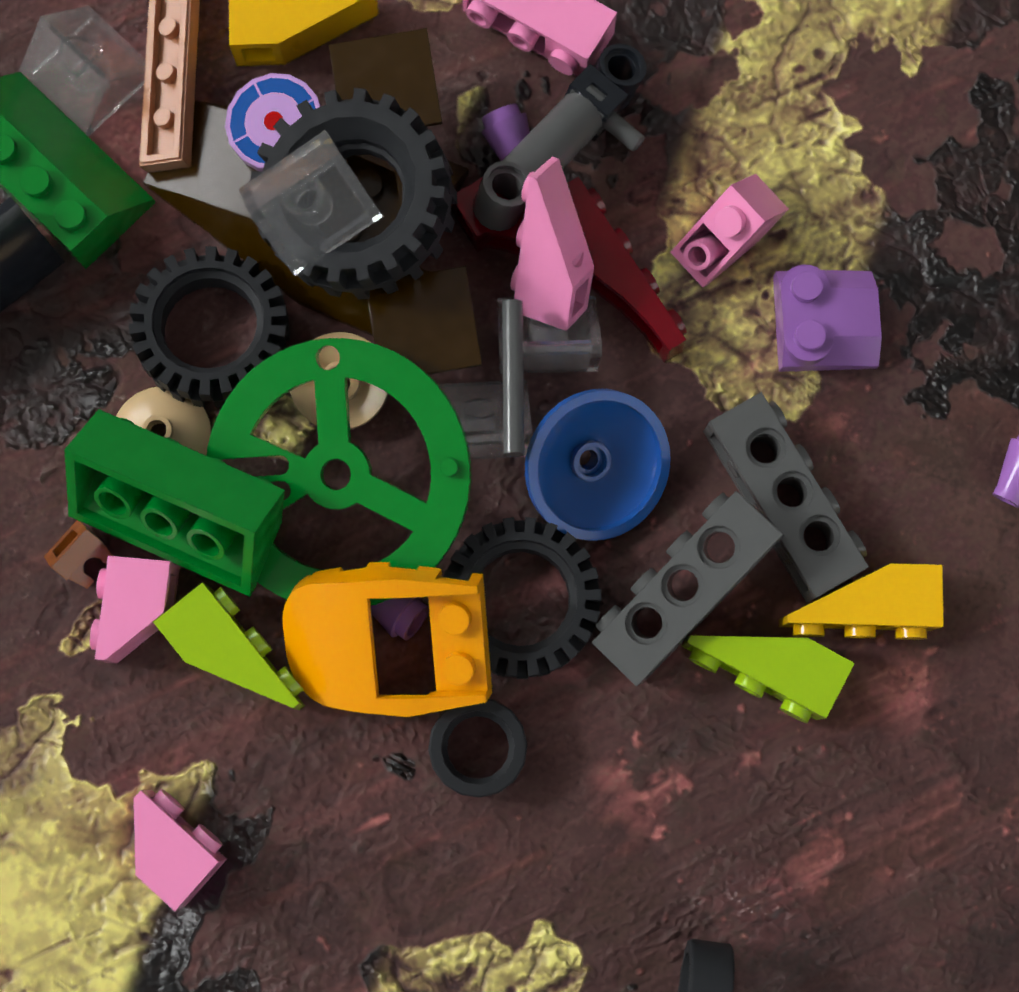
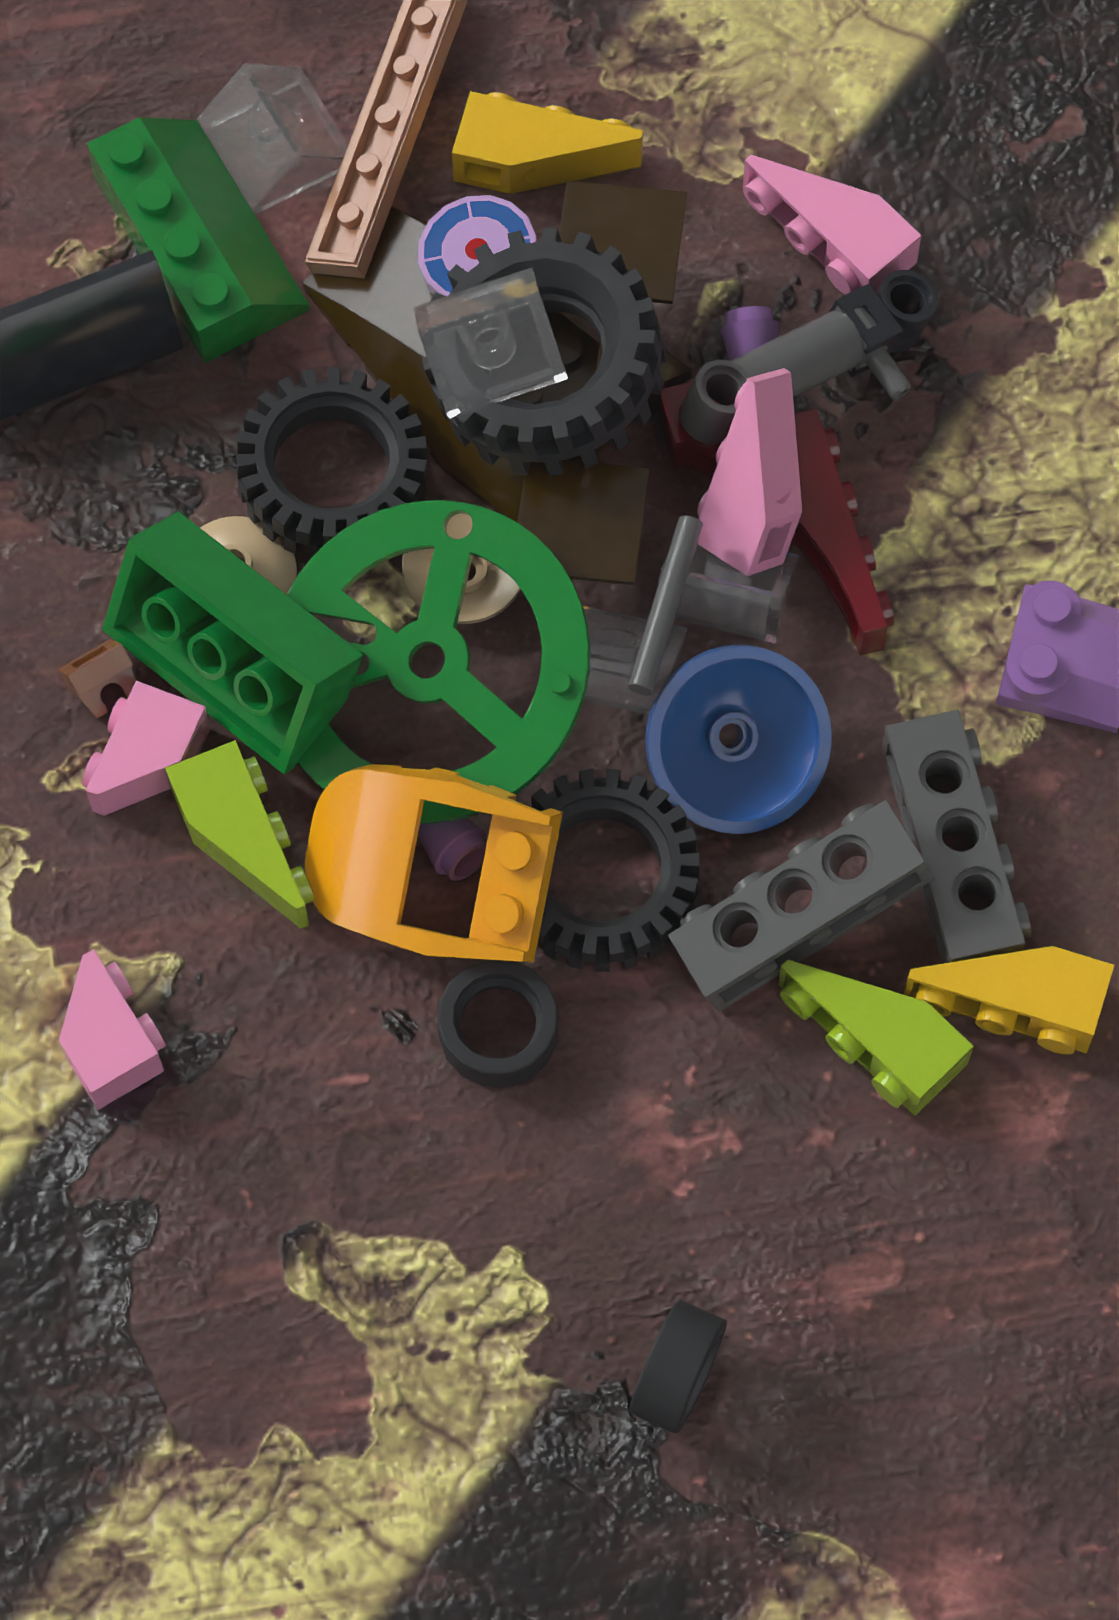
camera: 20 degrees right, 10 degrees down
(729, 229) = (983, 519): bright pink slope -> none

